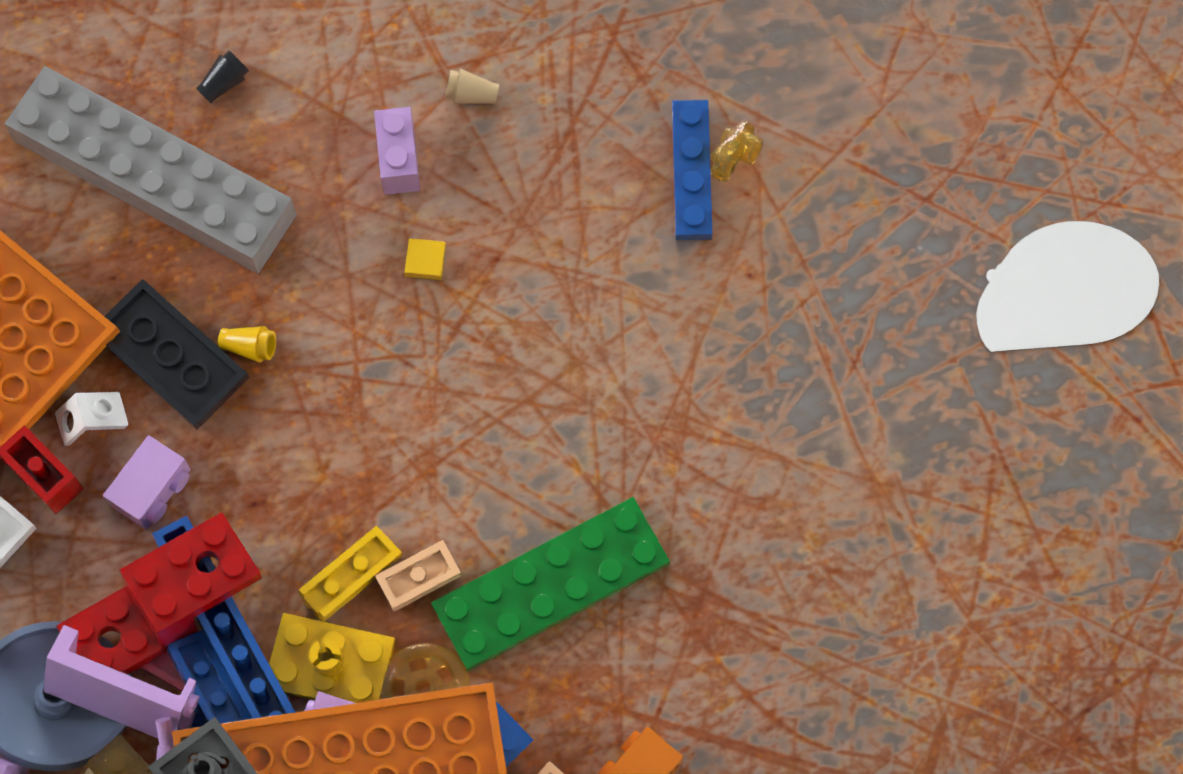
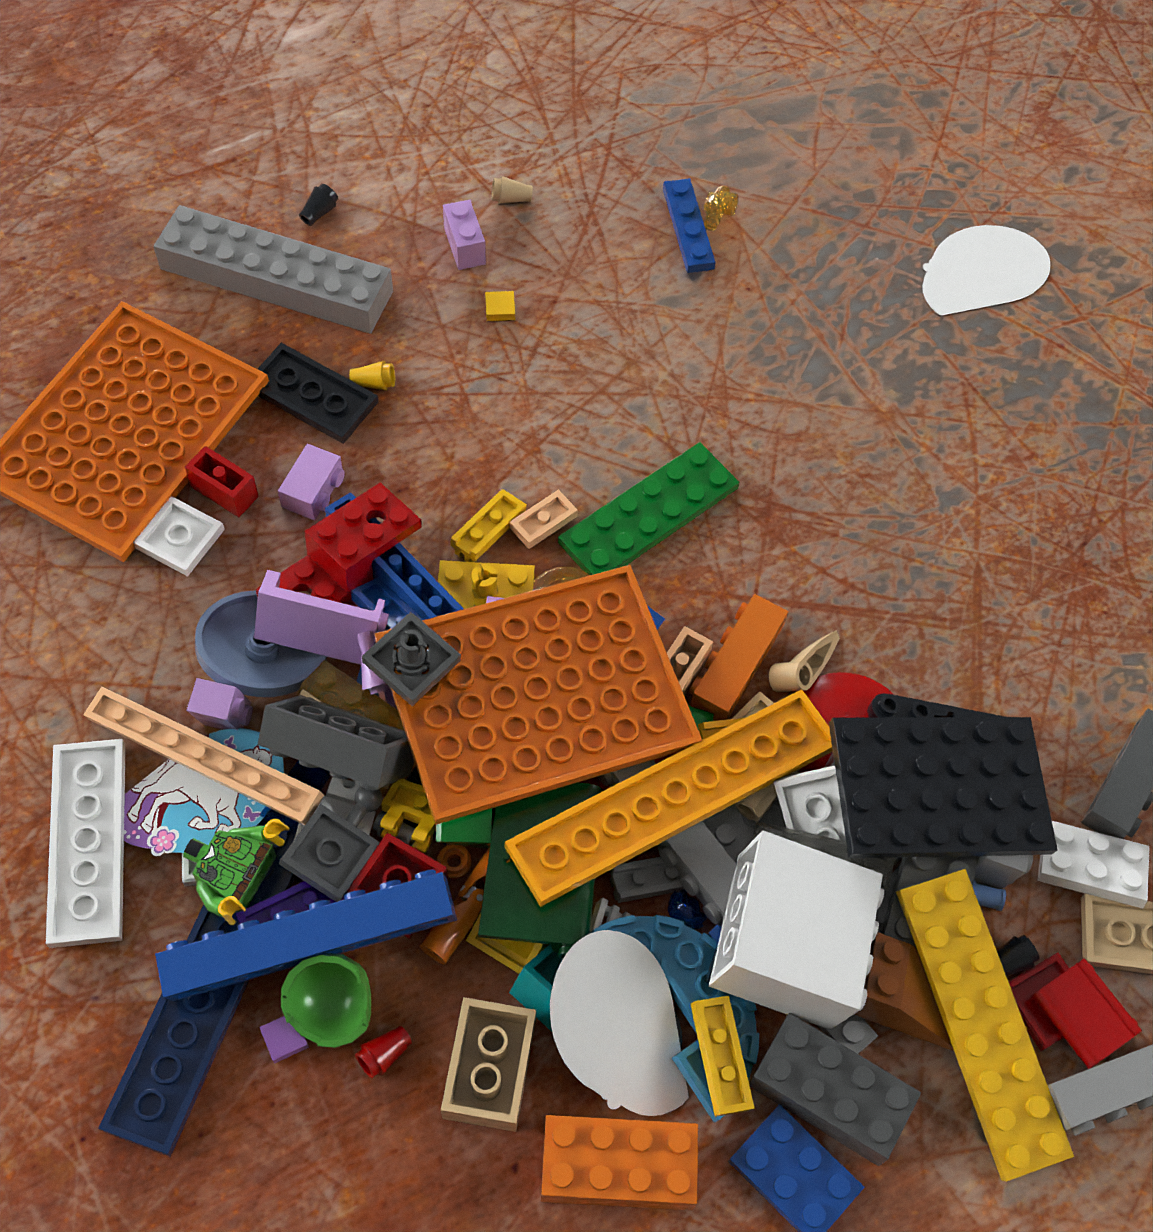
camera: 15 degrees left, 10 degrees down
(91, 412) = (254, 437): white bracket -> none

